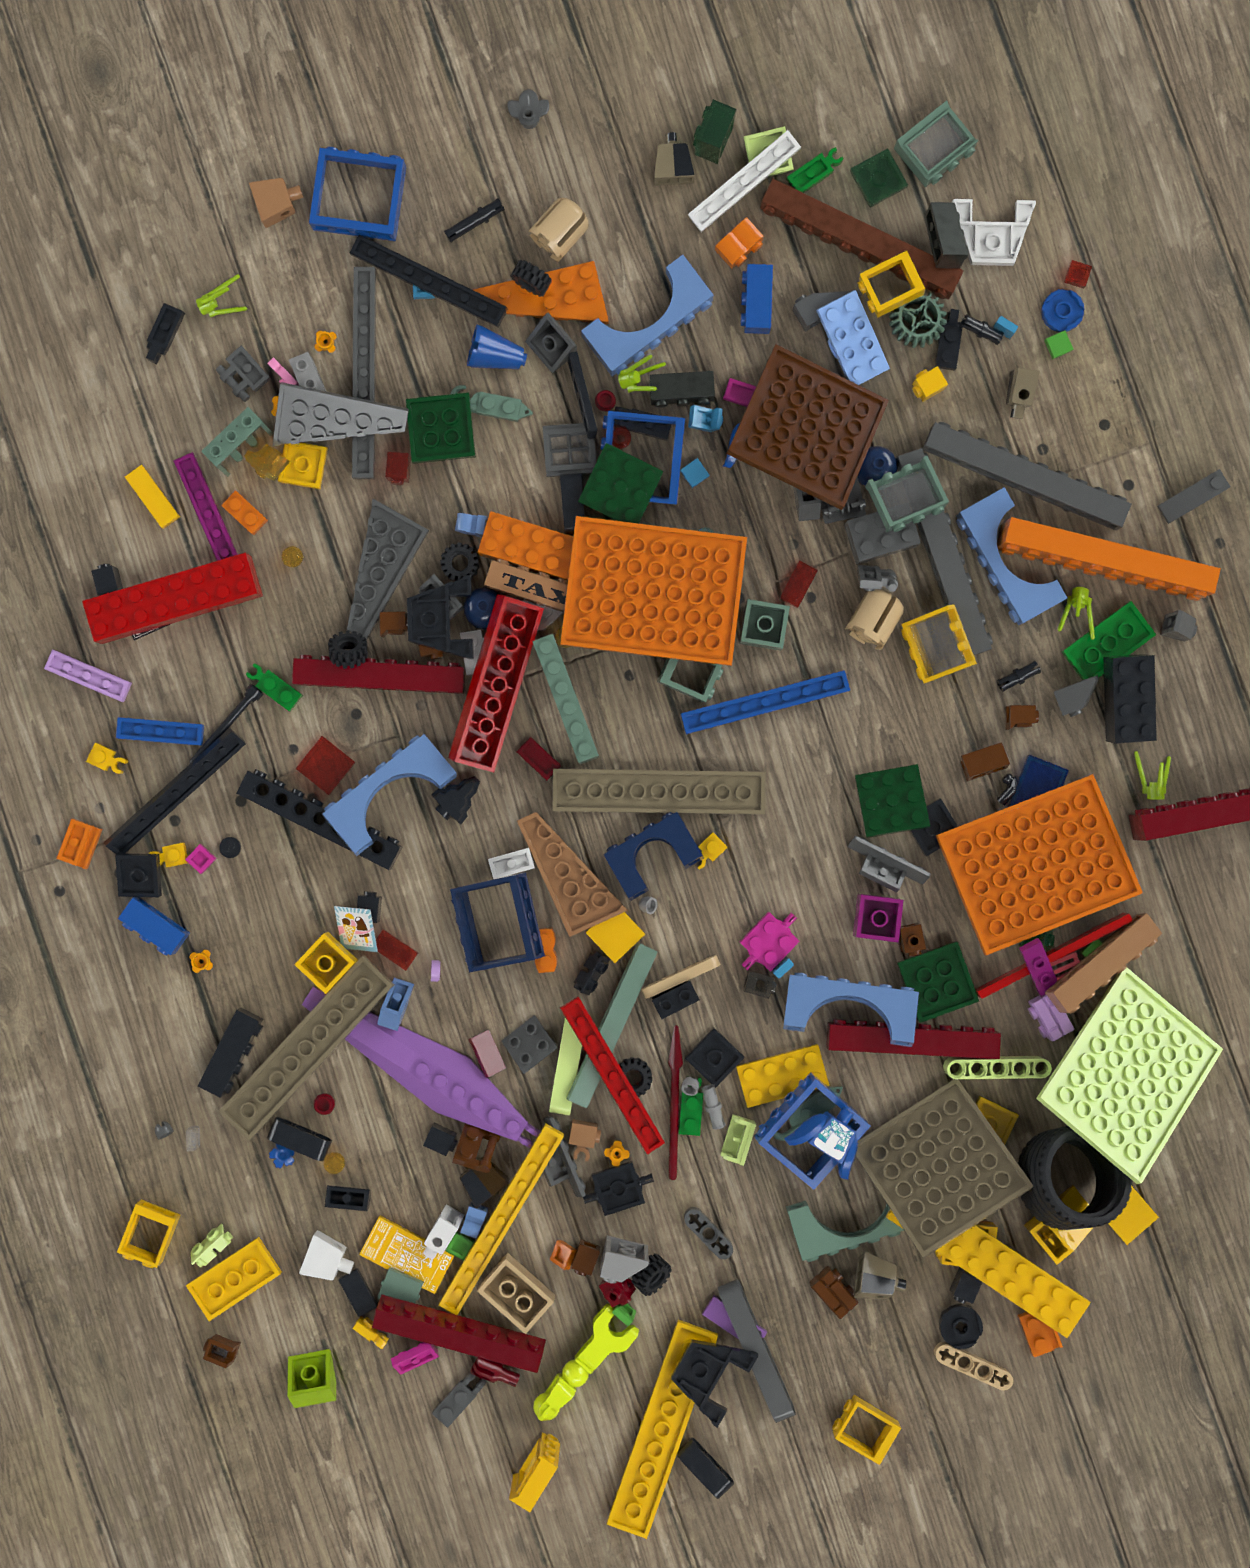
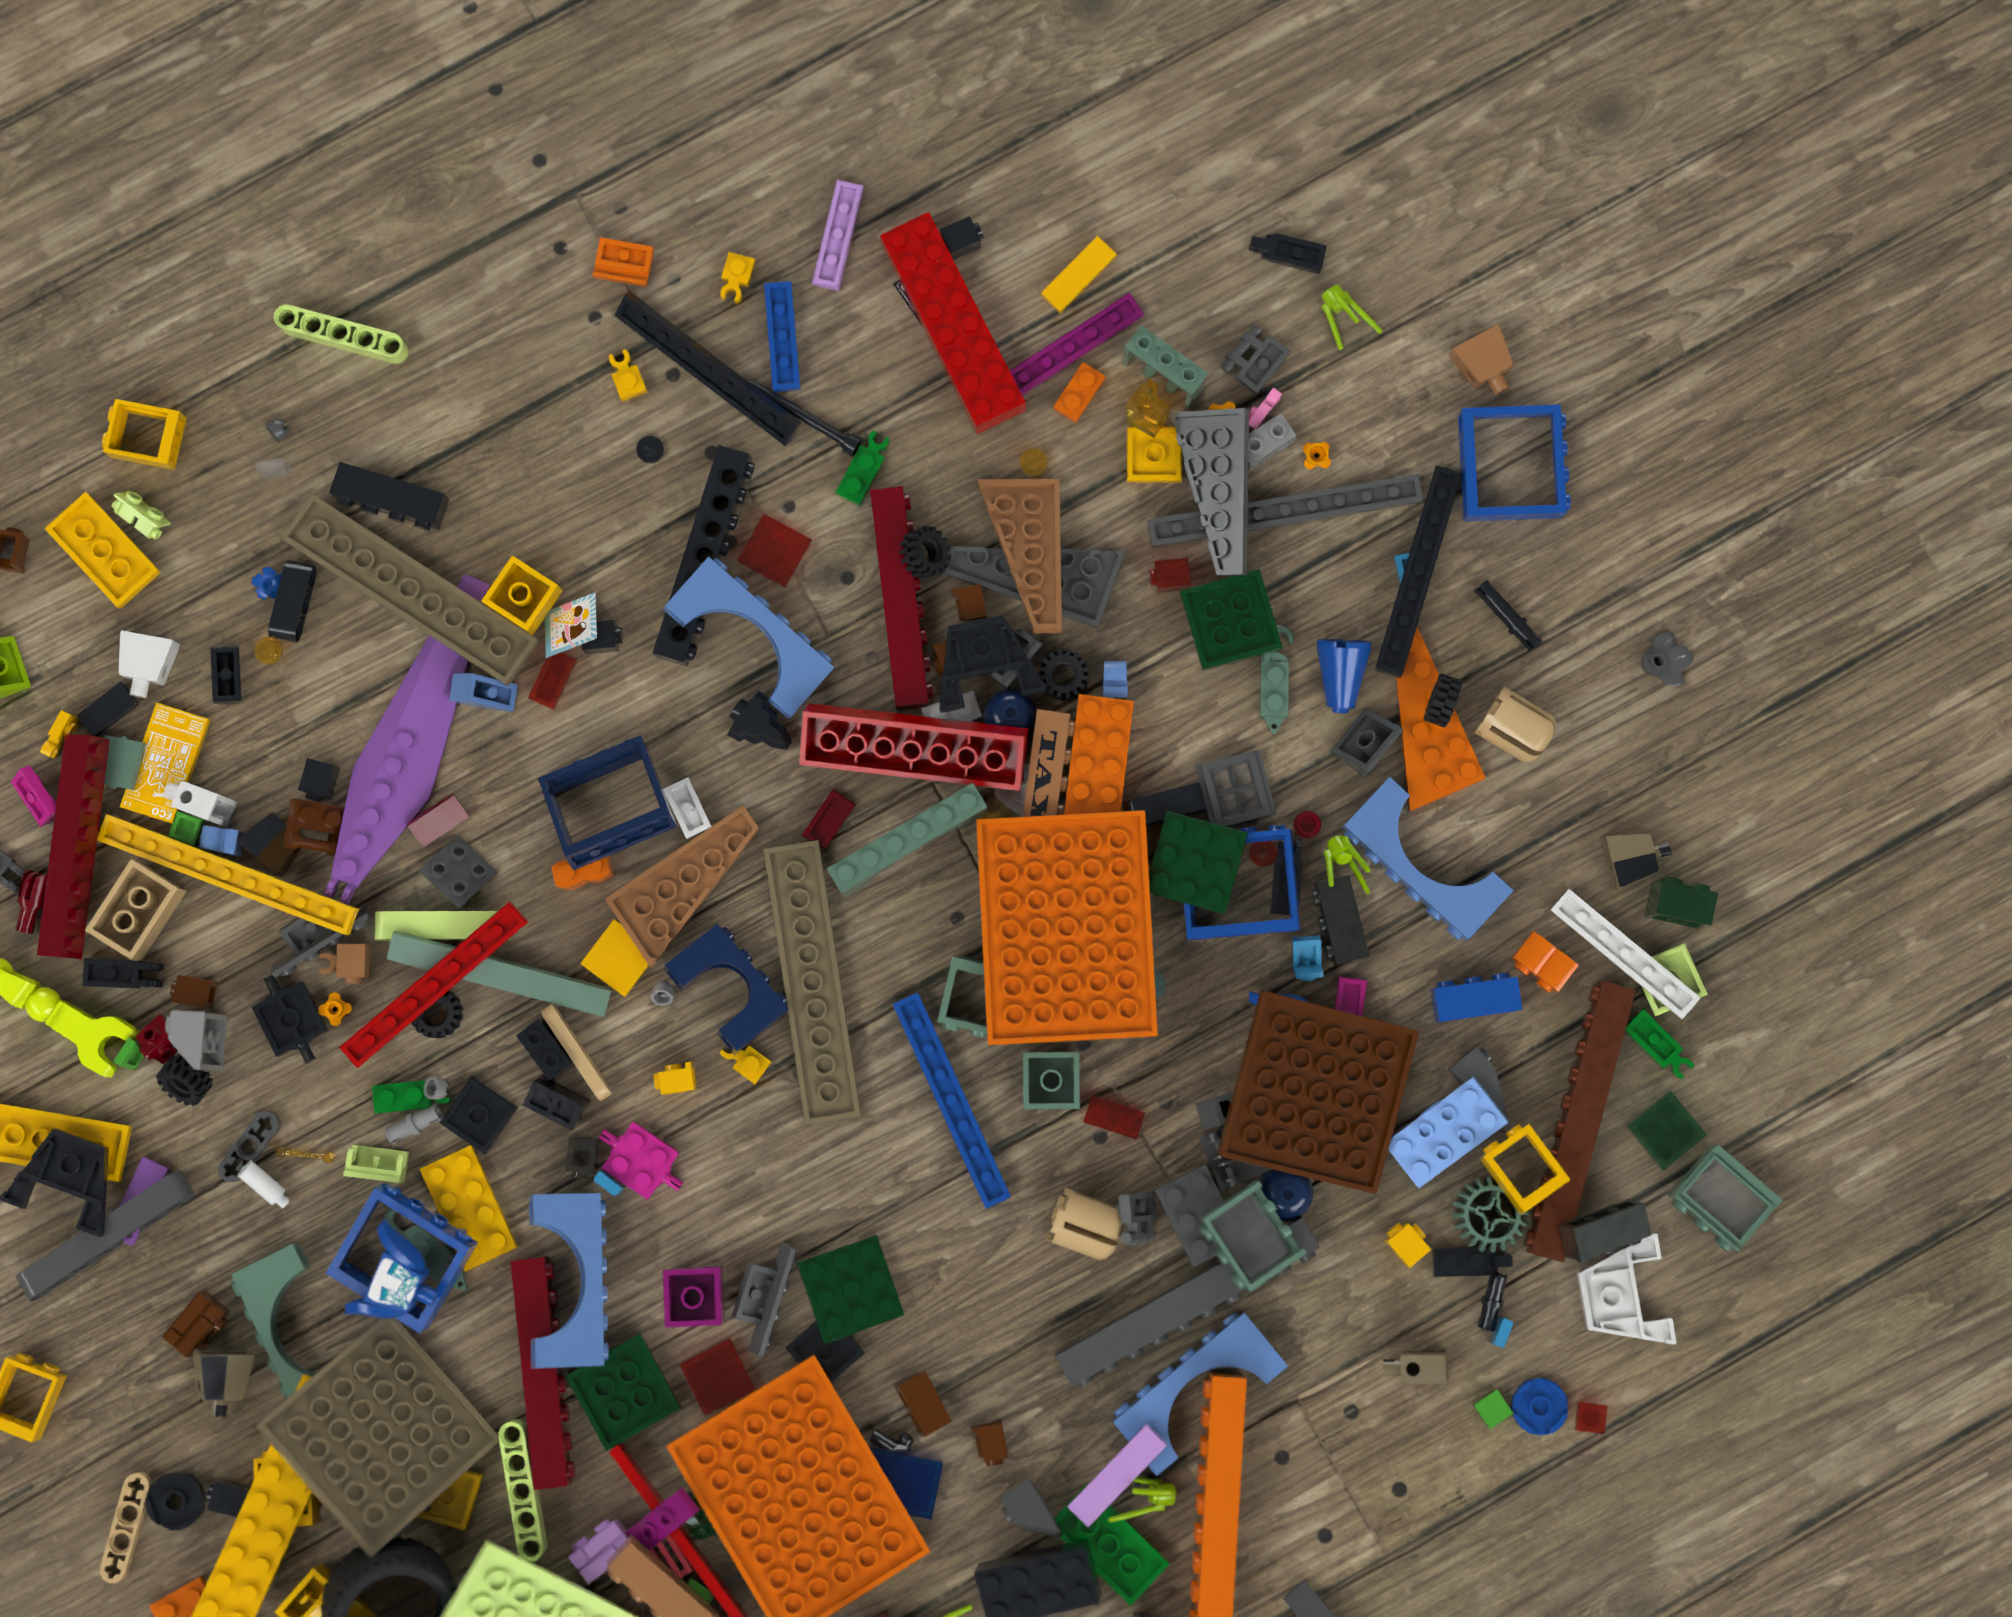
camera: 85 degrees right, 5 degrees down
(89, 1077) = (331, 325): none -> yellowish green beam
(138, 875) = (595, 342): black plate -> none
(153, 926) = (534, 372): blue brick -> none
(195, 961) = (499, 431): light orange plate -> none
(201, 859) = (629, 415): dark pink plate -> none
(324, 1104) = (342, 624): dark red plate -> none
(348, 568) = (1028, 531): none -> medium nougat wing
(435, 970) = (534, 735): lavender tile -> none
(561, 1313) = (118, 973): none -> black hinge
(563, 1255) = (193, 962): orange plate -> none
(582, 395) = (1306, 793): black tile -> none
(597, 965) = (550, 932): black hinge -> none
(675, 1063) = (463, 1065): dark red piece -> none
(694, 473) = (1234, 956): dark azure tile -> none
(714, 905) = (676, 1079): none -> yellow brick
(716, 997) = (556, 1102): none -> black hinge
(726, 1175) = (328, 1157): none -> clear yellow hinge
(739, 1226) = (263, 1184): none -> white cylinder
(912, 939) = (673, 1347): reddish brown brick -> none
(938, 644) = (1065, 1314): window -> none
(938, 910) = (717, 1376): none -> clear red tile
(1018, 676) = (1043, 1430): black pin -> none
(1027, 476) = (1309, 1396): dark grey brick -> none
(1062, 626) = (1117, 1475): none -> lavender tile

